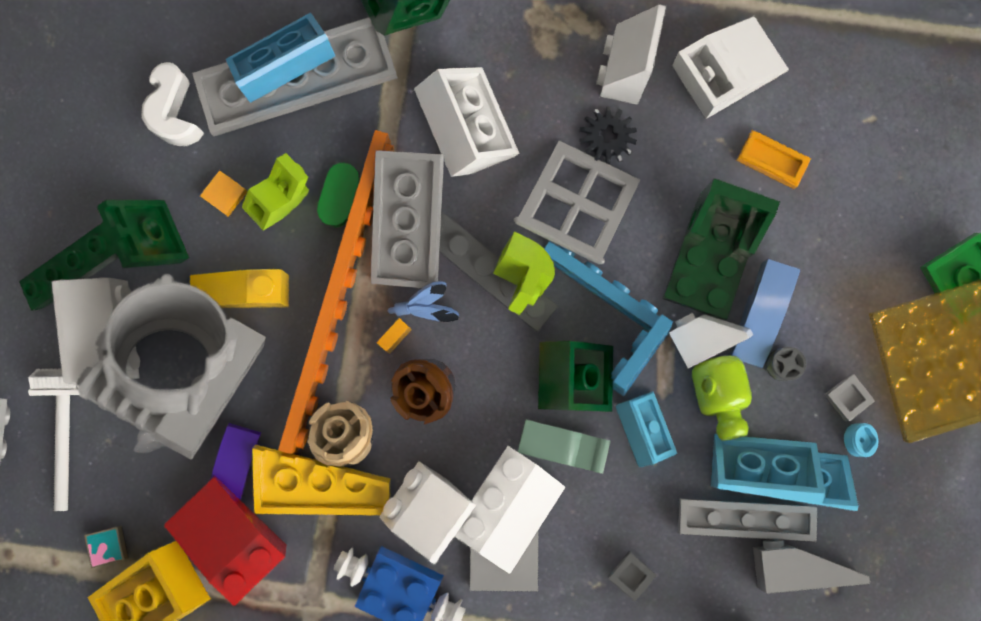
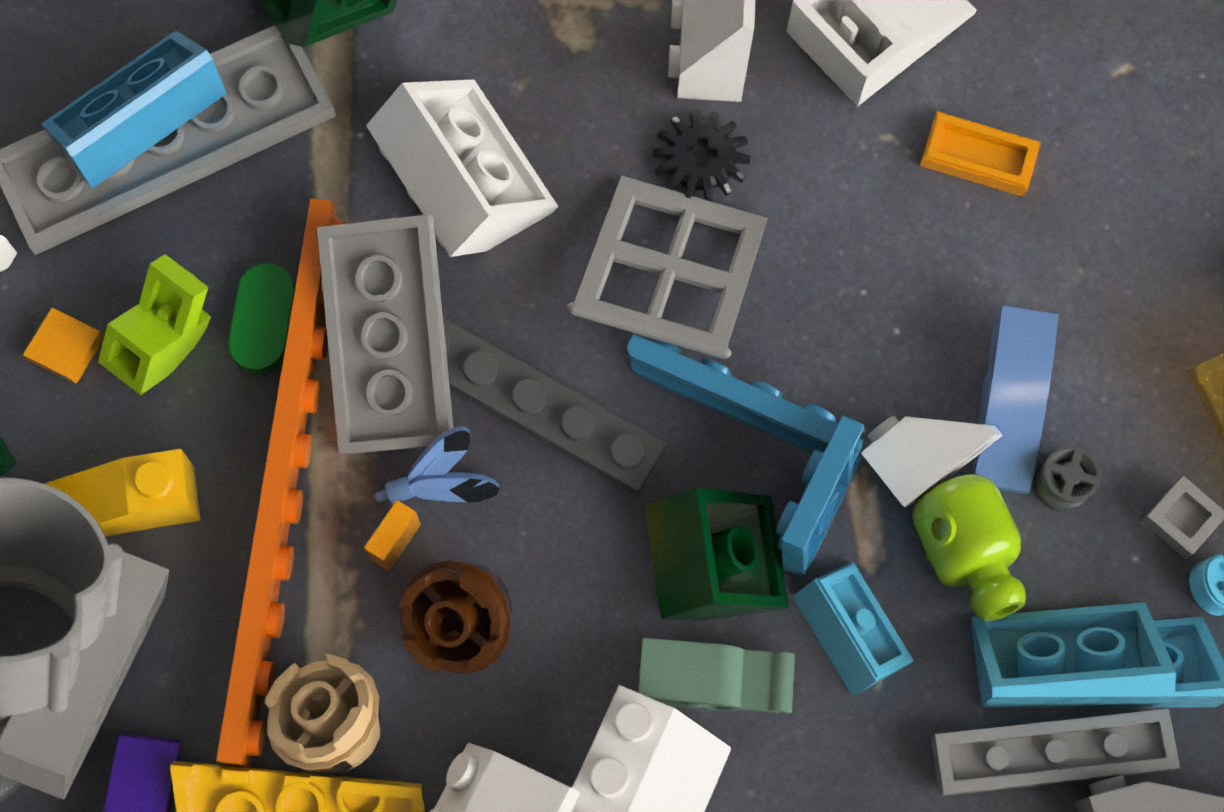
camera: 15 degrees left, 10 degrees down
(526, 266) = (601, 382): lime brick -> none
(716, 247) = (916, 301): dark green bracket -> none

